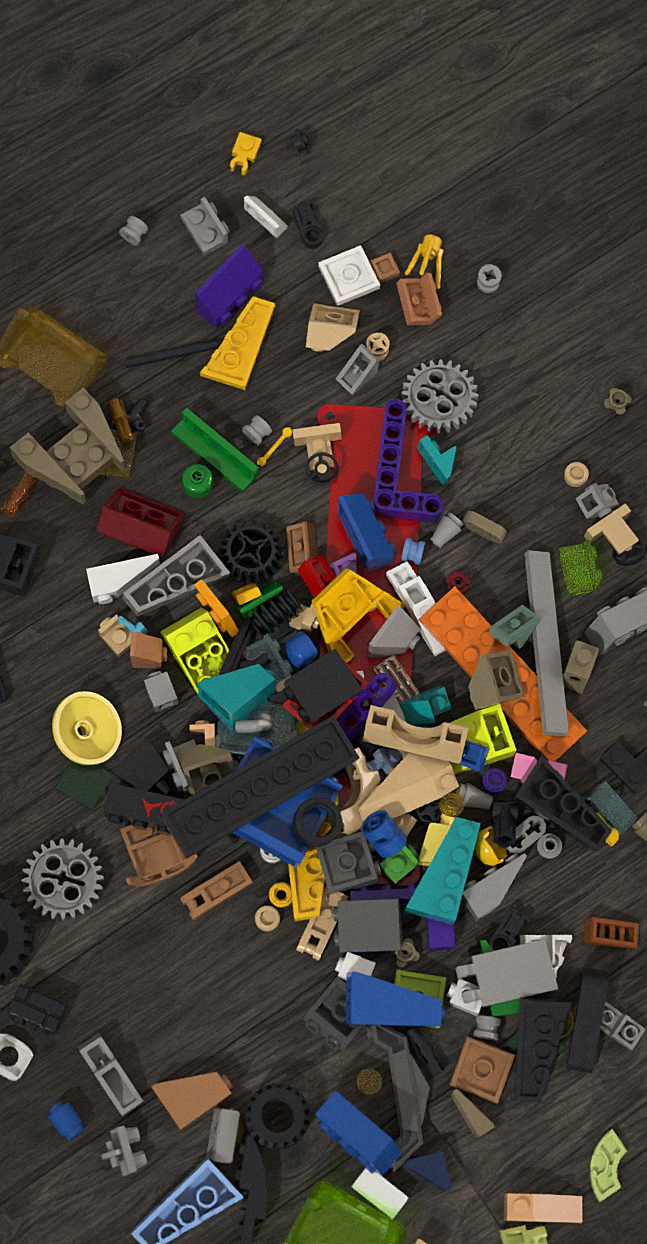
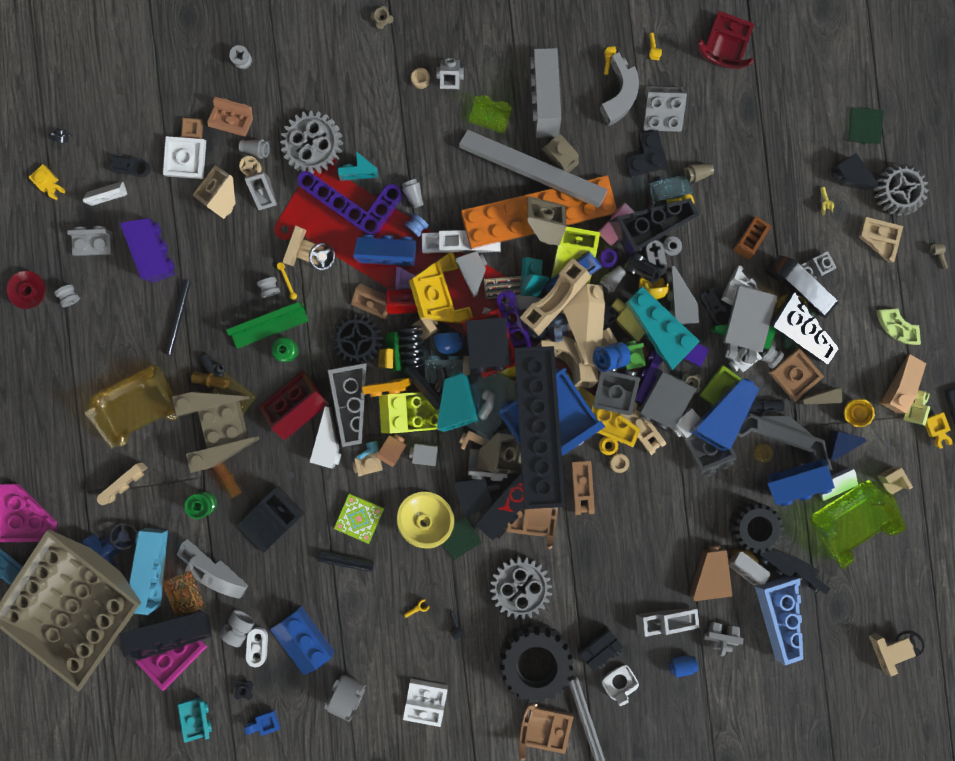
camera: 55 degrees left, 15 degrees up
(49, 658) = (359, 518): none -> lime tile
(117, 178) = (18, 287): none -> dark red dish
(238, 352) = (203, 271): yellow wing -> none
(333, 811) = (595, 398): black tyre -> none
(400, 341) = (256, 148): none -> light grey cone
(430, 249) = (196, 87): yellow plant -> none
(451, 805) = (613, 298): clear yellow plate -> none
(458, 575) = (451, 202): dark red plate -> none
(478, 1166) = (858, 412): none -> yellow hair
(484, 527) = (425, 165): dark tan beam -> none
(515, 627) = (512, 184): sand green slope -> none
(619, 536) = (483, 73): tan piece -> none

